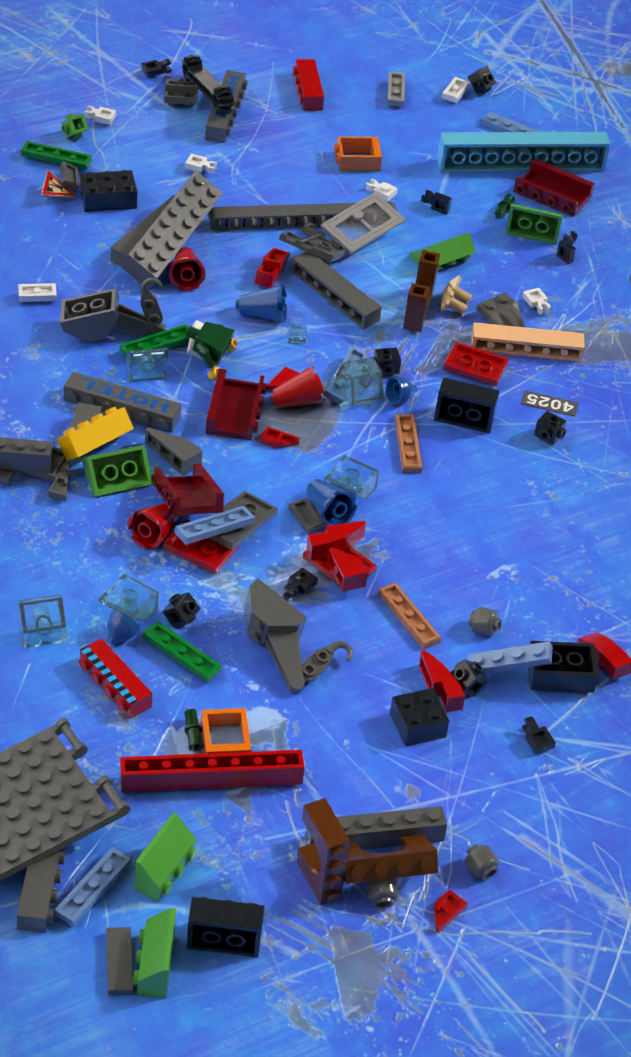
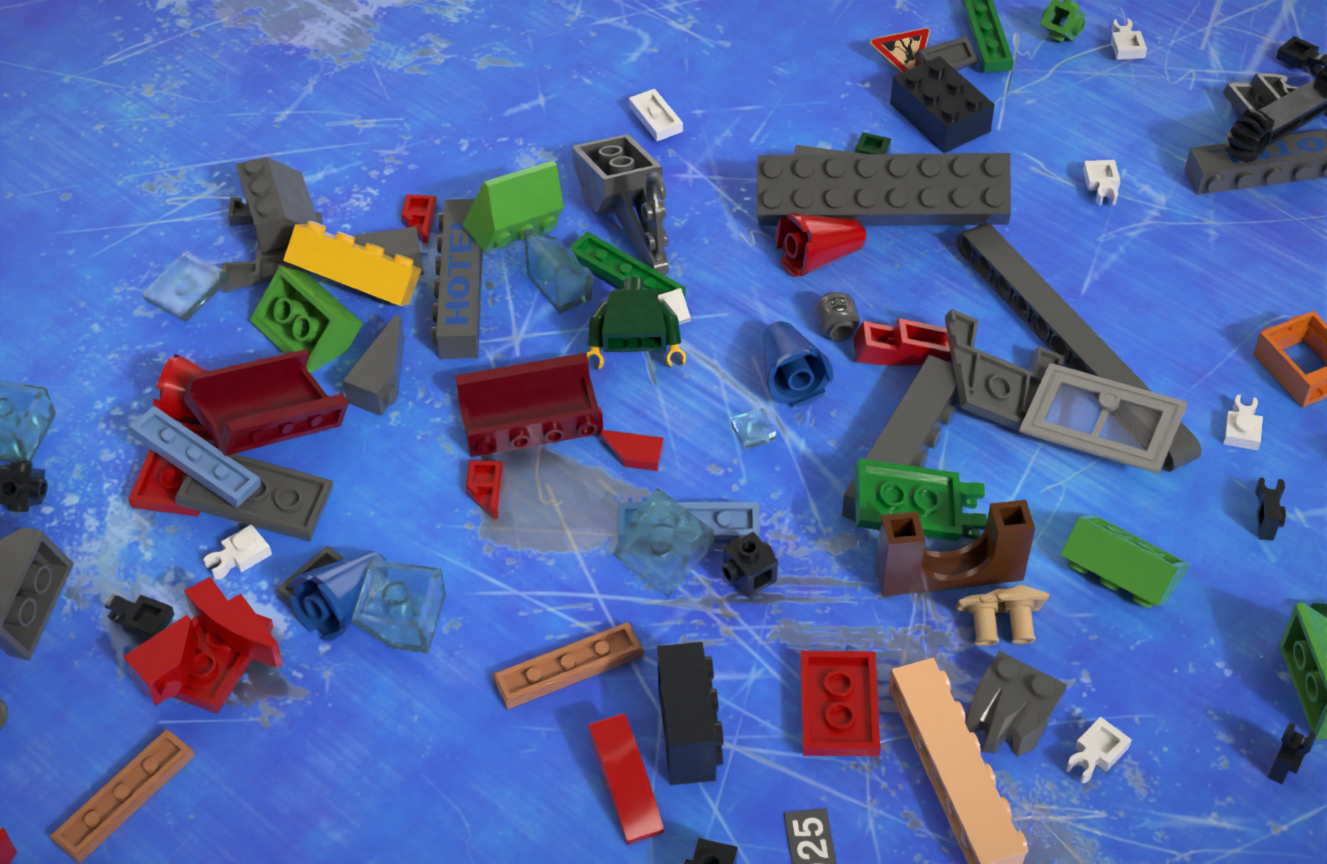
camera: 75 degrees right, 5 degrees up
(54, 408) = (419, 212): none -> red tile
(56, 511) = (185, 286): none -> clear light blue tile
(96, 358) = (514, 204): none -> bright green slope
(118, 229) = (873, 144): none -> dark green tile
(238, 281) = (837, 316): none -> dark grey head
(272, 537) = (239, 550): none -> white plate
(299, 390) = (602, 472): red cone -> none
(382, 295) = (934, 493): none -> green tile
(399, 390) = (689, 609): blue helmet -> none
(485, 440) = (625, 778): none -> red slope

